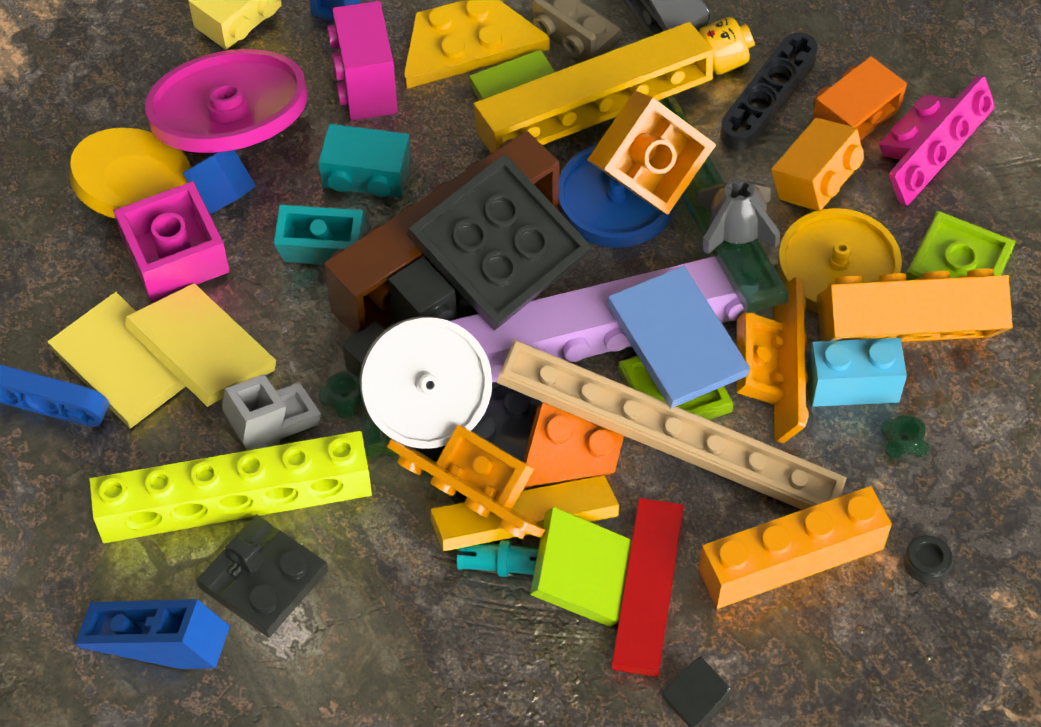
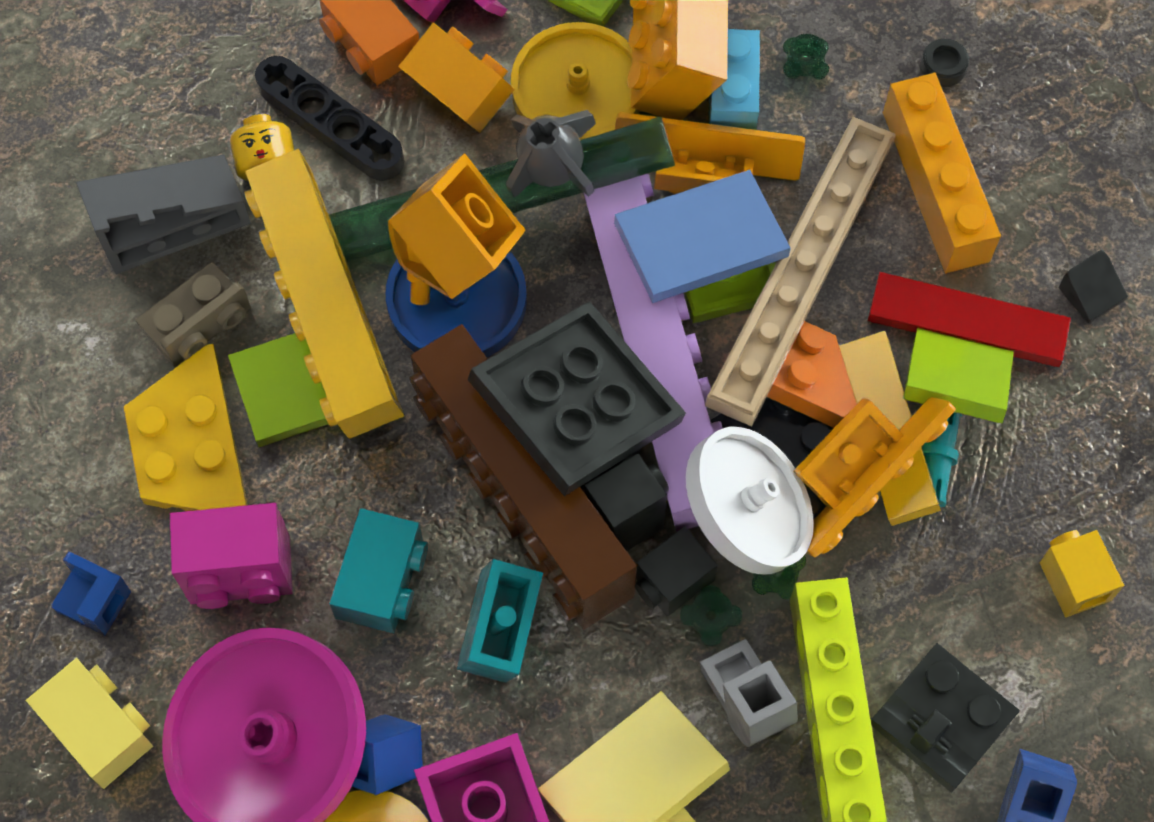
camera: 85 degrees left, 10 degrees up
(397, 676) = (1080, 572): none -> yellow brick

